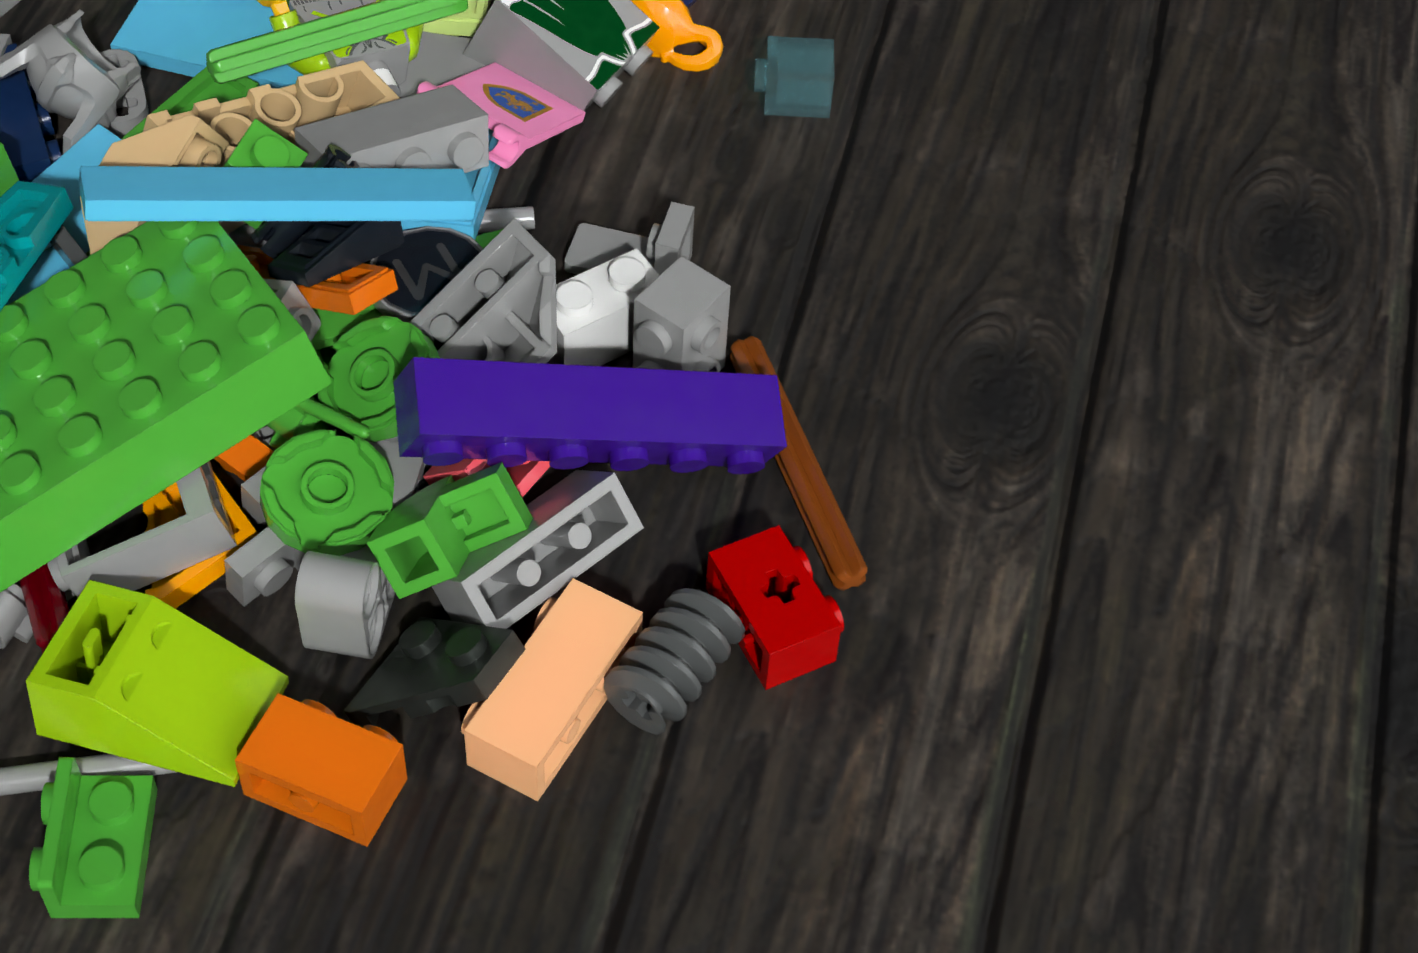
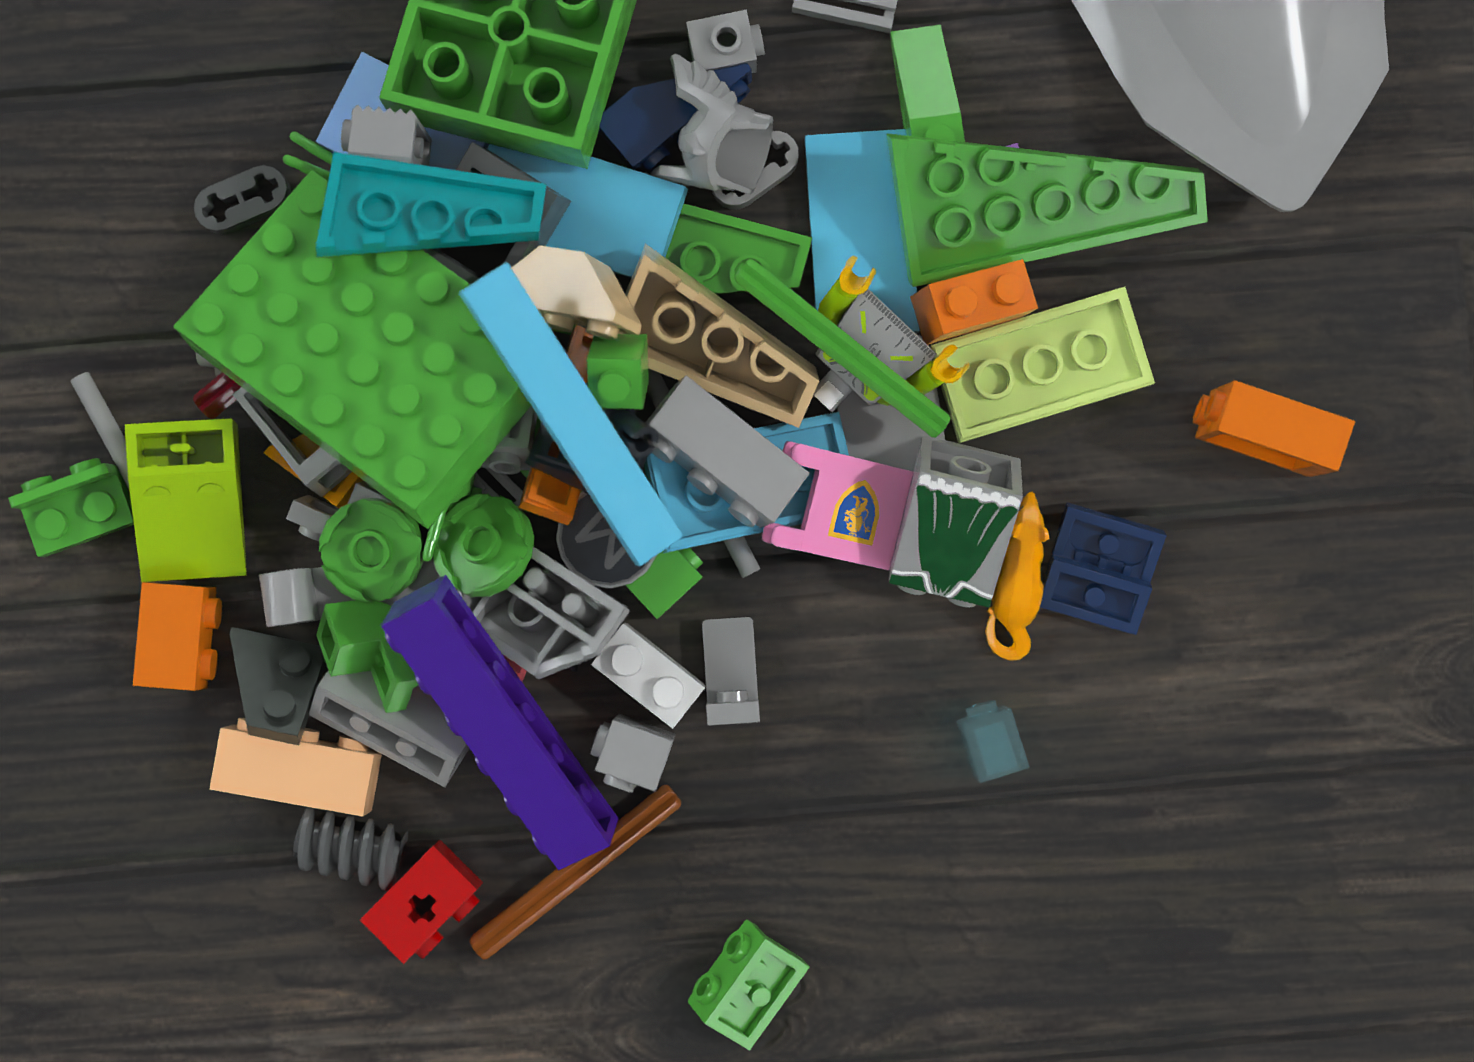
camera: 75 degrees right, 35 degrees up
(978, 340) = (746, 985): none -> bright green bracket

